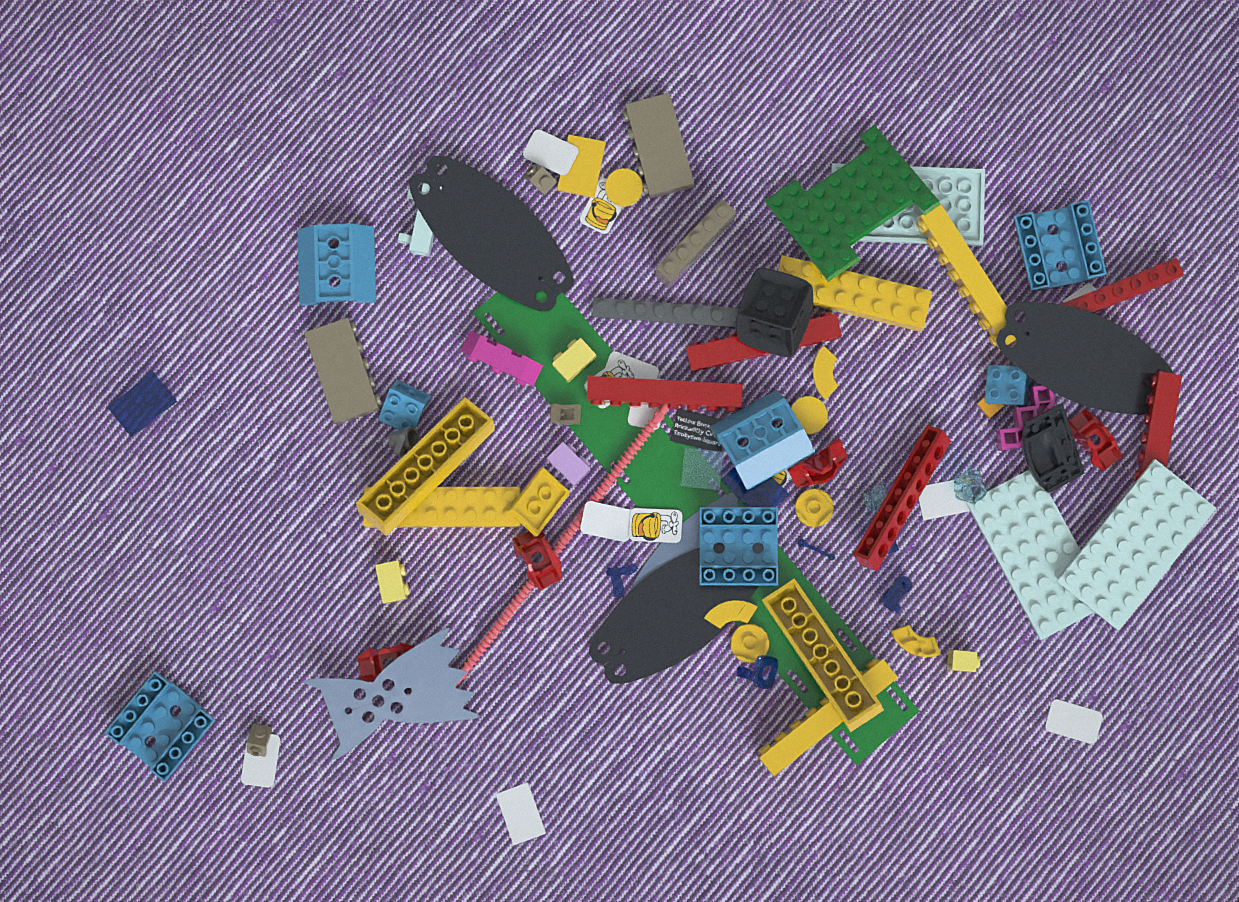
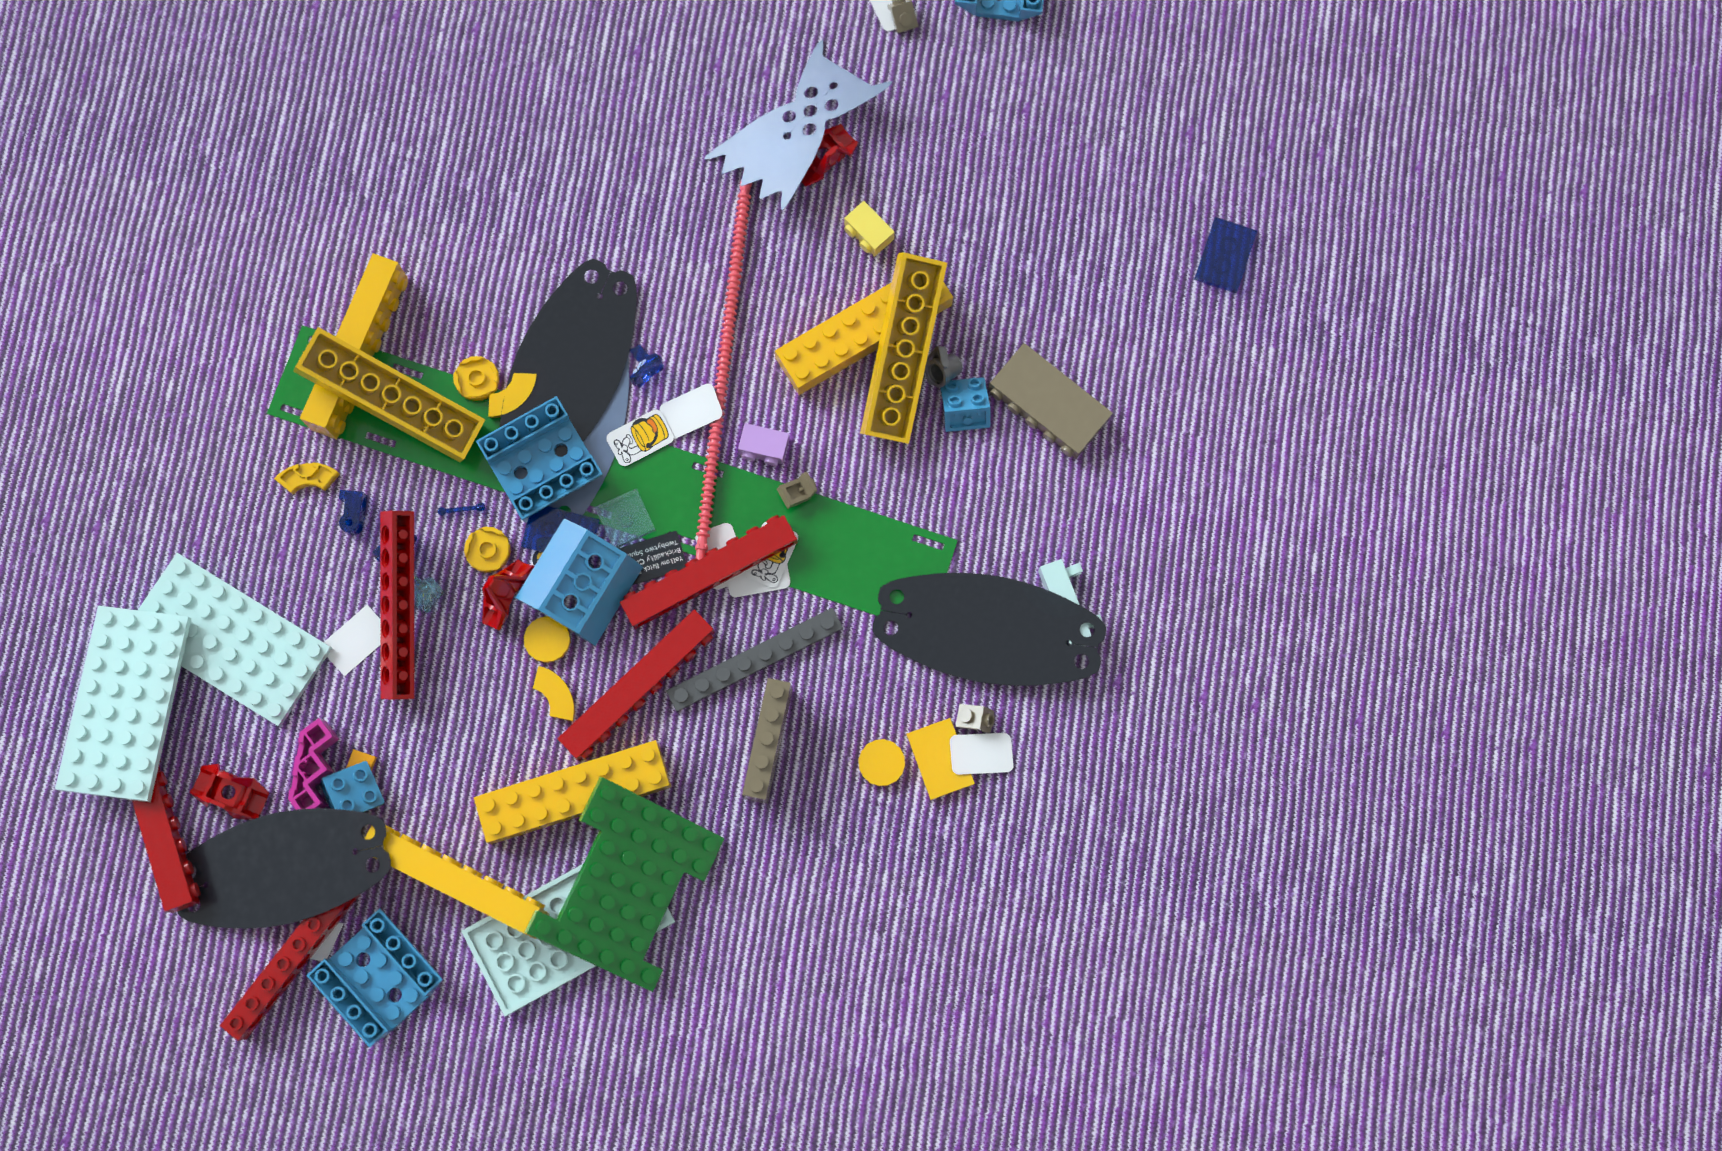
camera: 145 degrees right, 5 degrees down
(351, 262) = (1111, 509): dark azure slope -> none
(501, 359) = (897, 505): dark pink brick -> none
(520, 813) = (609, 94): white sticker -> none
(538, 501) = (770, 386): yellow tile -> none
(542, 573) = (724, 319): red piece -> none
(574, 359) = (822, 550): light yellow brick -> none
(600, 211) = (892, 722): sticker -> none
(658, 146) = (871, 828): dark tan brick -> none
(756, 674) = (450, 347): clear blue piece -> none
(774, 312) = (638, 711): black piece -> none
(962, 661) = (245, 480): light yellow brick -> none
(970, 486) = (334, 663): clear light blue piece -> none
(1051, 449) = (266, 748): black slope -> none
(1074, 721) = (101, 494): white sticker -> none

